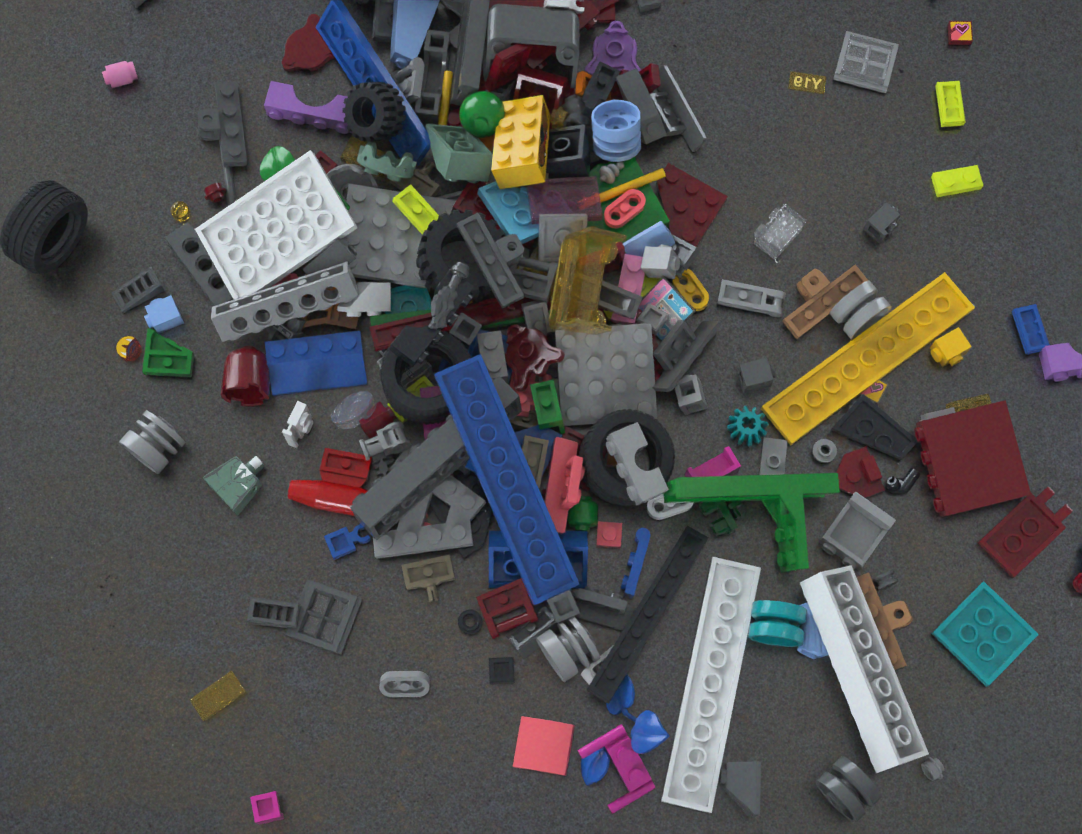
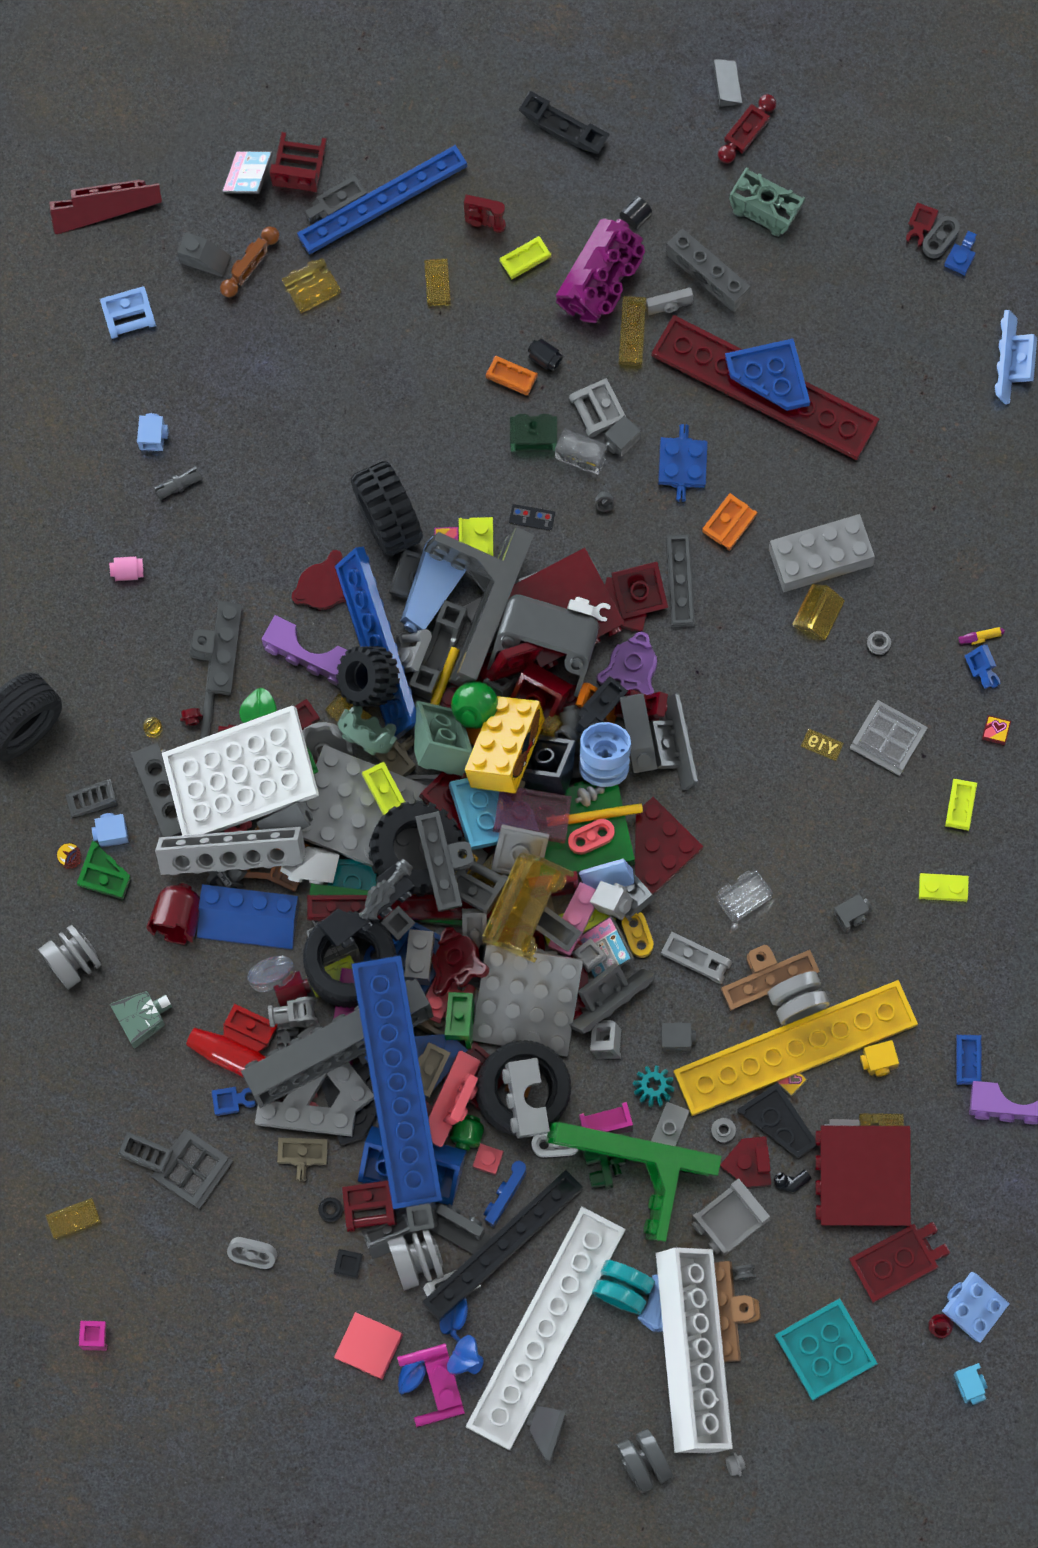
camera: 20 degrees right, 0 degrees up
(299, 424) = (214, 974): white plate -> none

